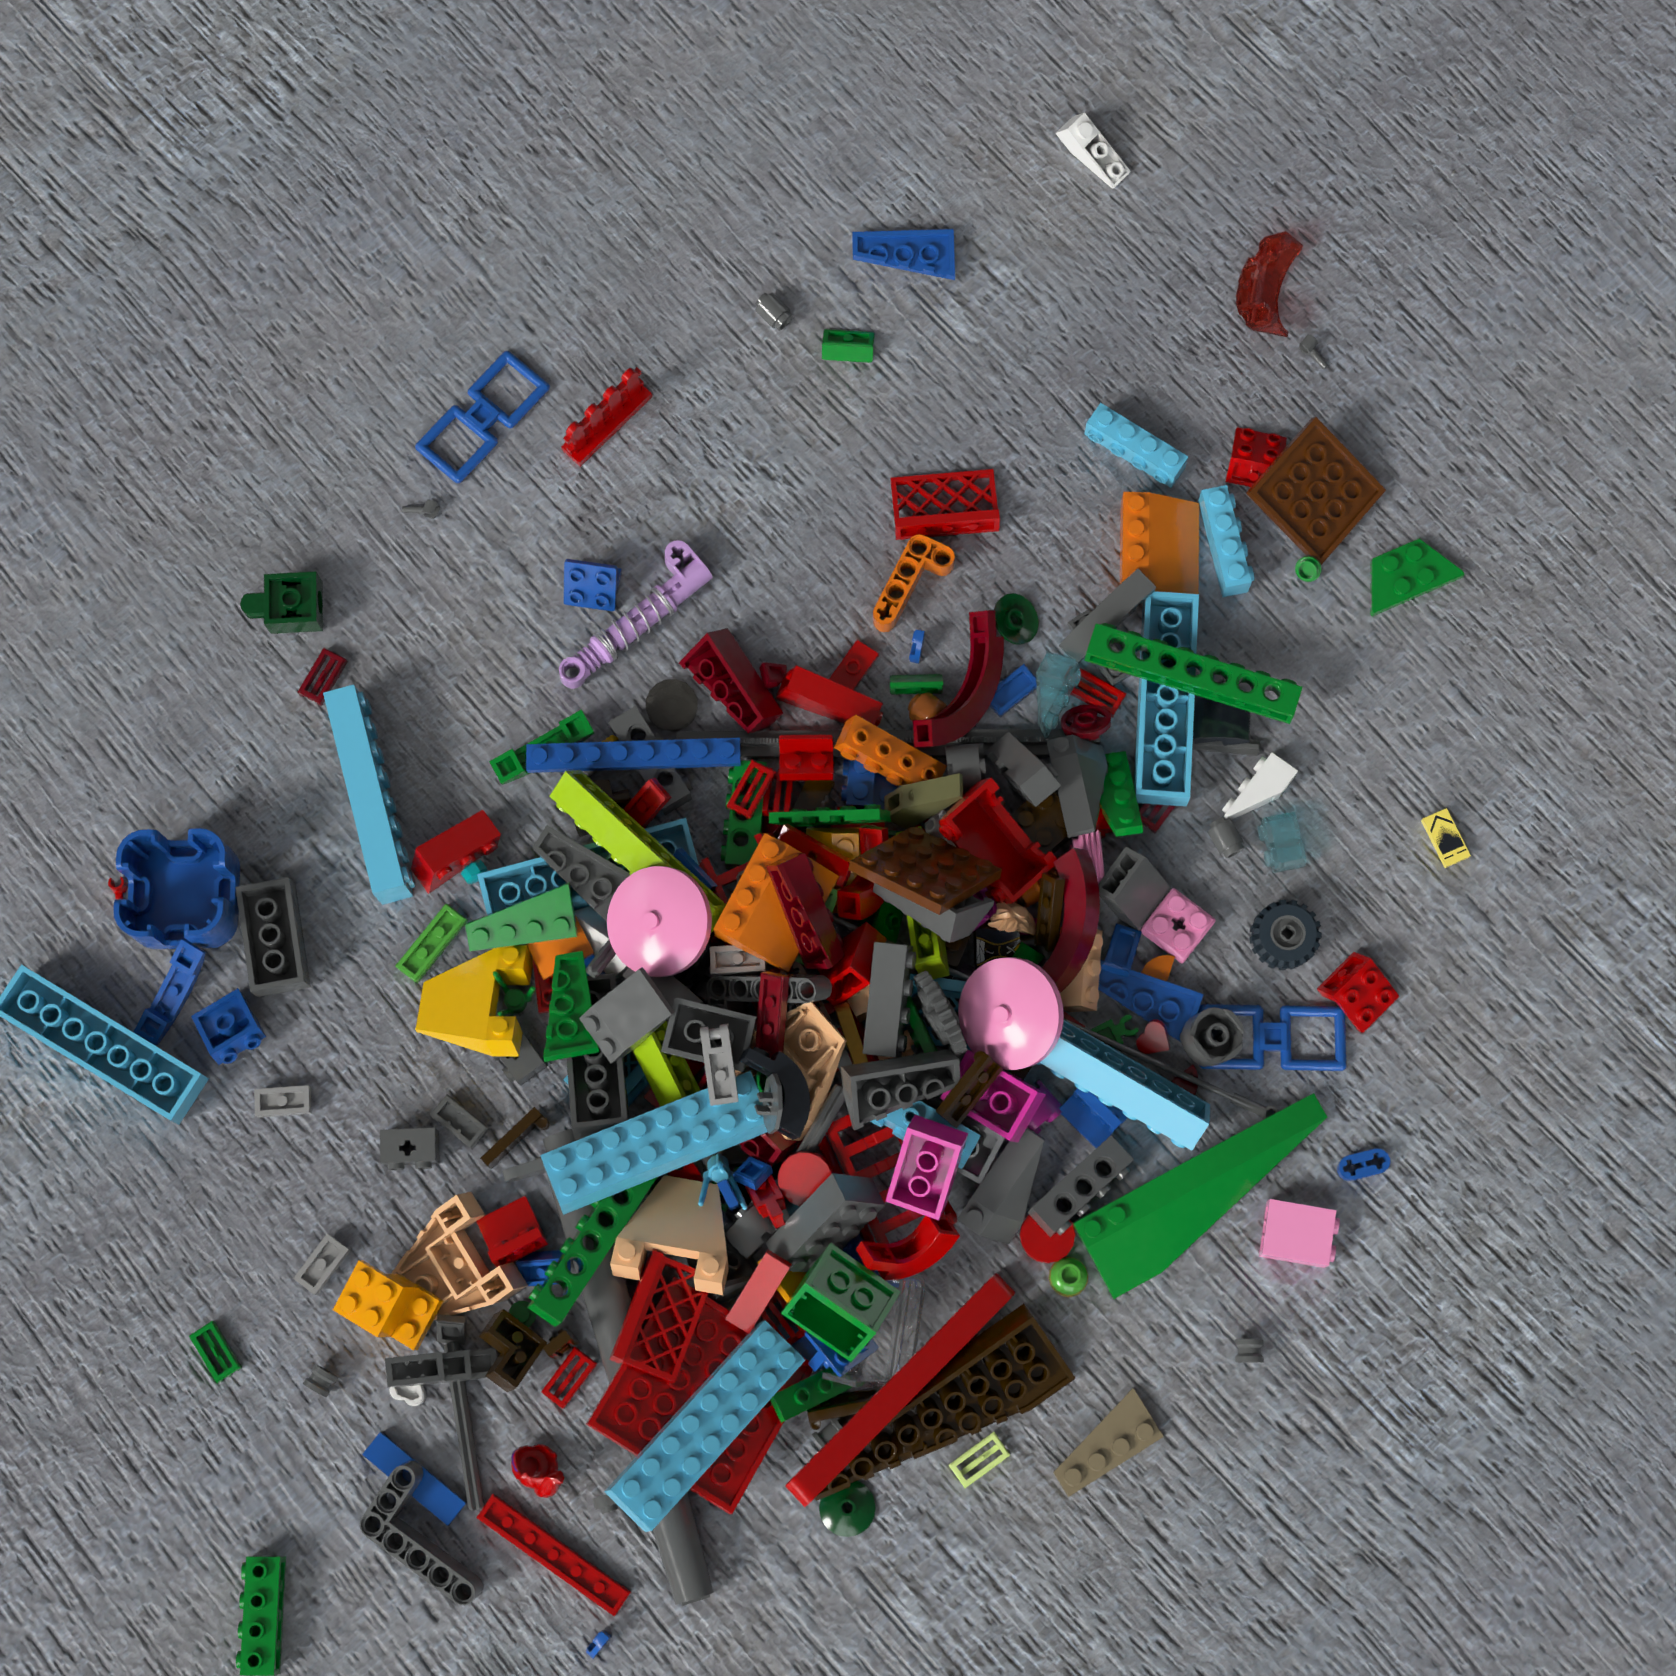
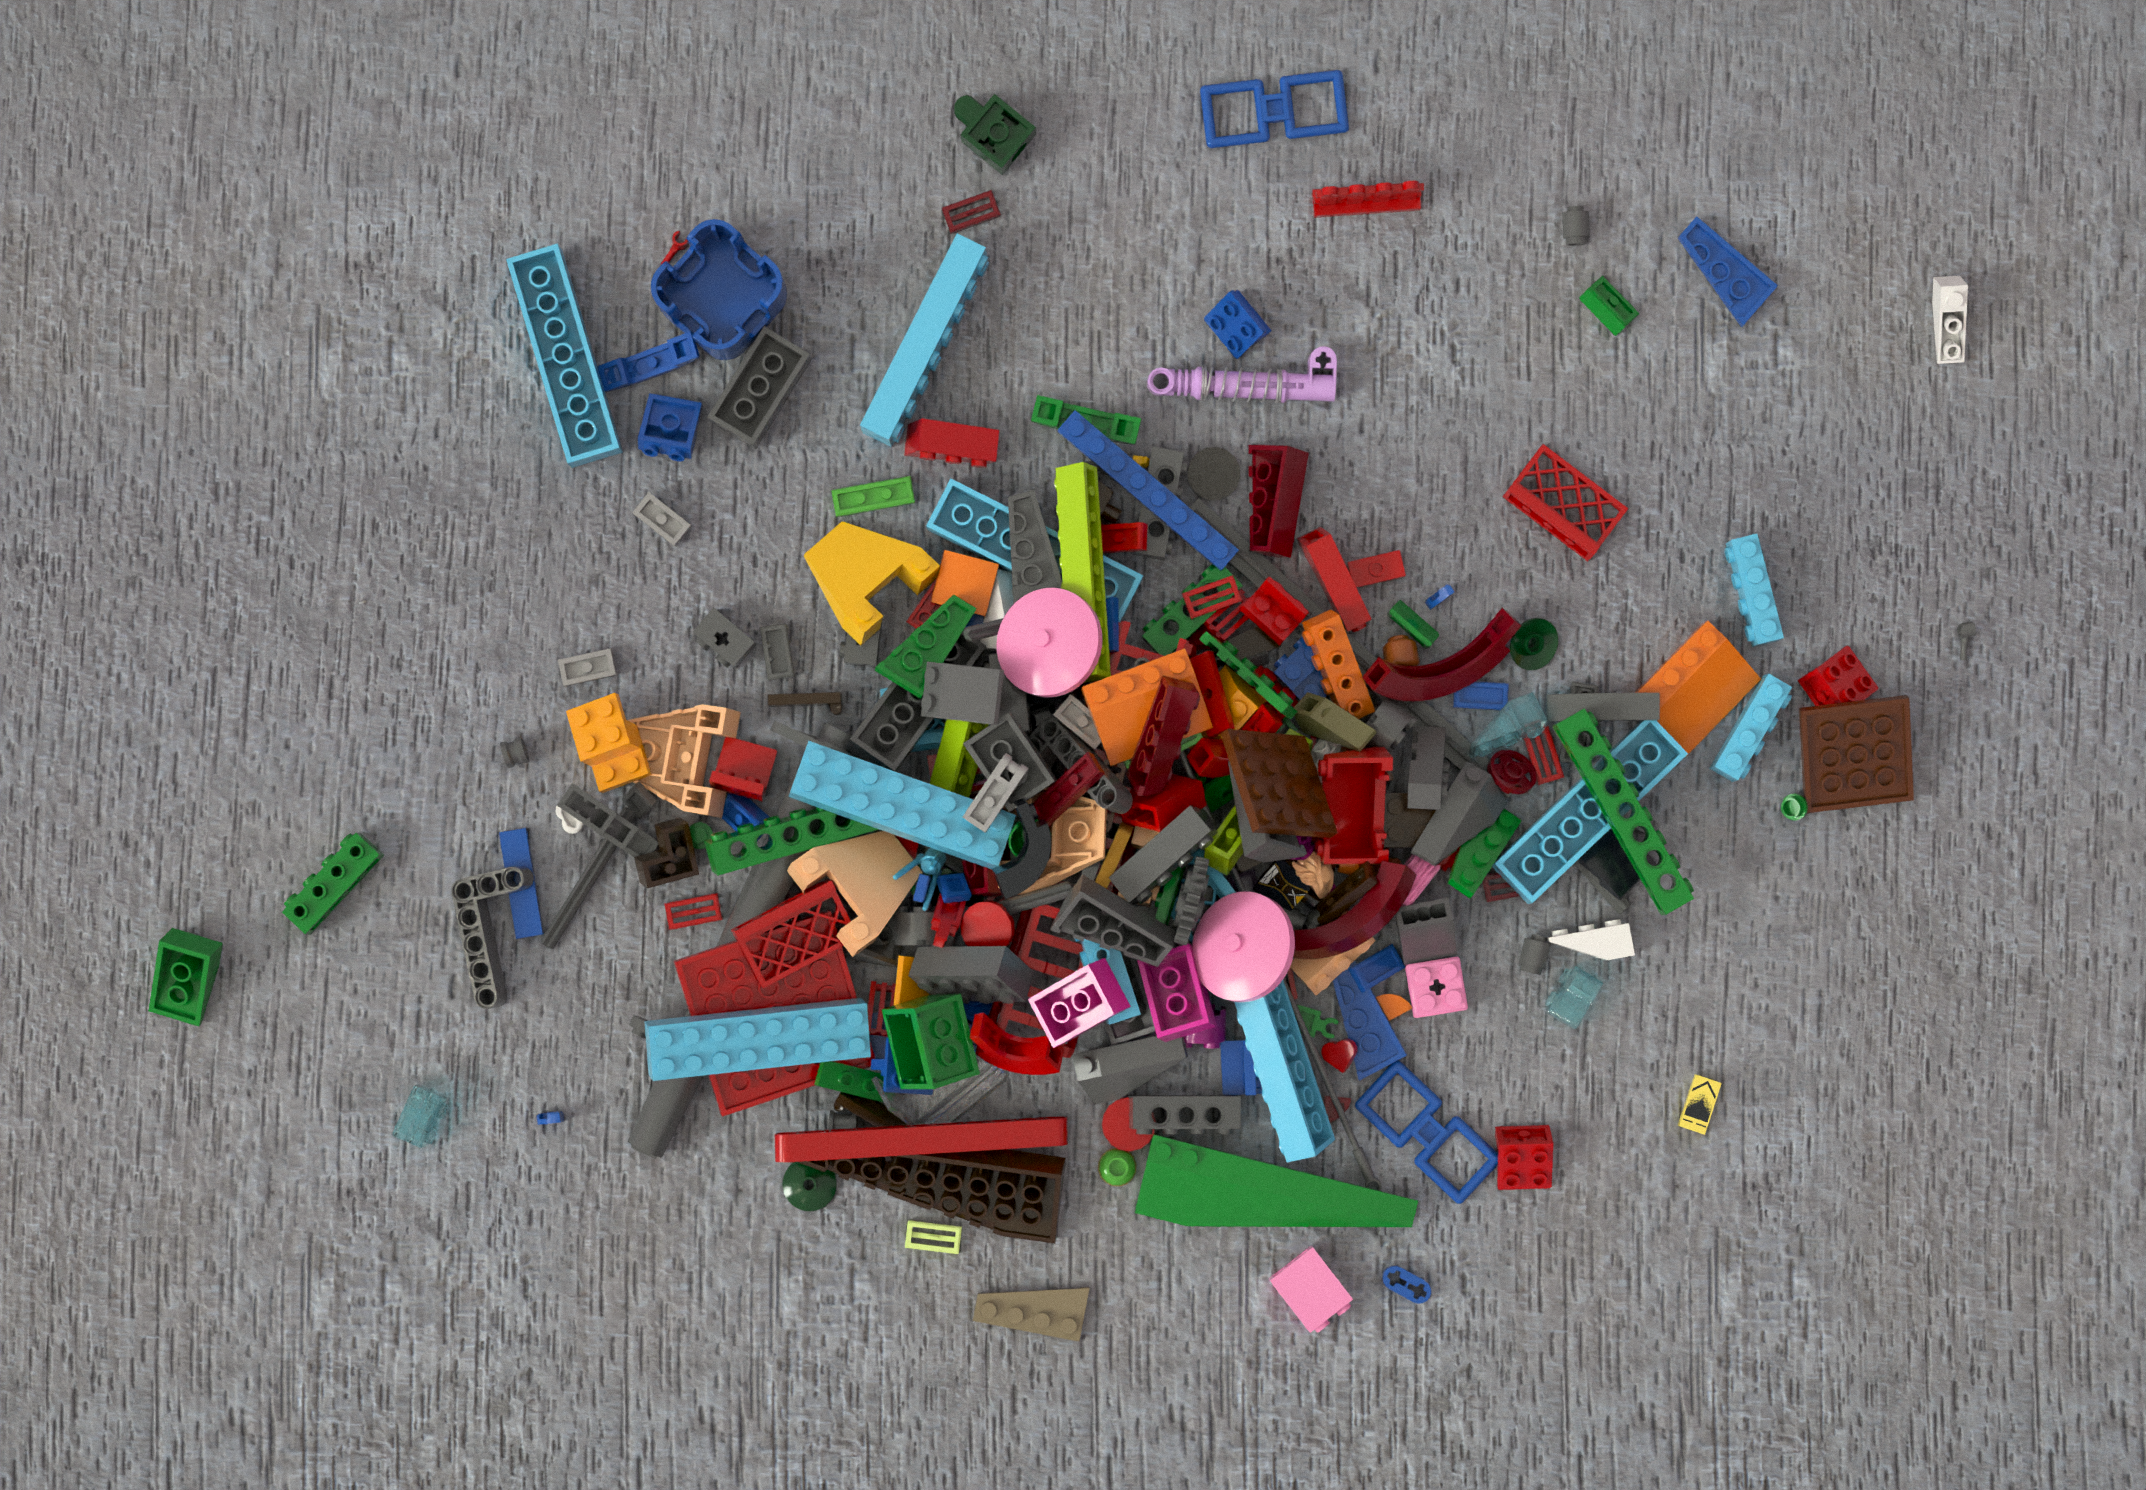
camera: 40 degrees right, 10 degrees up
(236, 1366) = (468, 661): green tile -> none
(429, 510) = (1168, 149): dark grey hand -> none
(470, 871) = (952, 471): teal tile -> none
(514, 999) = (896, 596): green plant -> none
(529, 921) = (959, 552): green wing -> none
(537, 1469) = (613, 957): red hair -> none
(554, 1554) = (573, 1027): red tile -> none
(560, 1344) = (707, 885): dark brown hinge -> none
(758, 1291) = (880, 978): tile -> none
(772, 674) = (1310, 519): dark red tile -> none
(772, 1103) = (1006, 857): dark grey piece -> none
(907, 584) = (1476, 541): orange beam -> none
(969, 1089) = (1161, 975): dark brown hinge -> none
(1028, 953) = (1298, 910): green tile -> none
(1198, 1041) = (1371, 1082): dark grey brick -> none
(1249, 1351) = (1196, 1338): dark grey wheel -> none
(1262, 280) = (1977, 548): clear red windscreen -> none
(1285, 934) = (1508, 1067): black wheel -> none
(1408, 574) = (1867, 880): green wing -> none

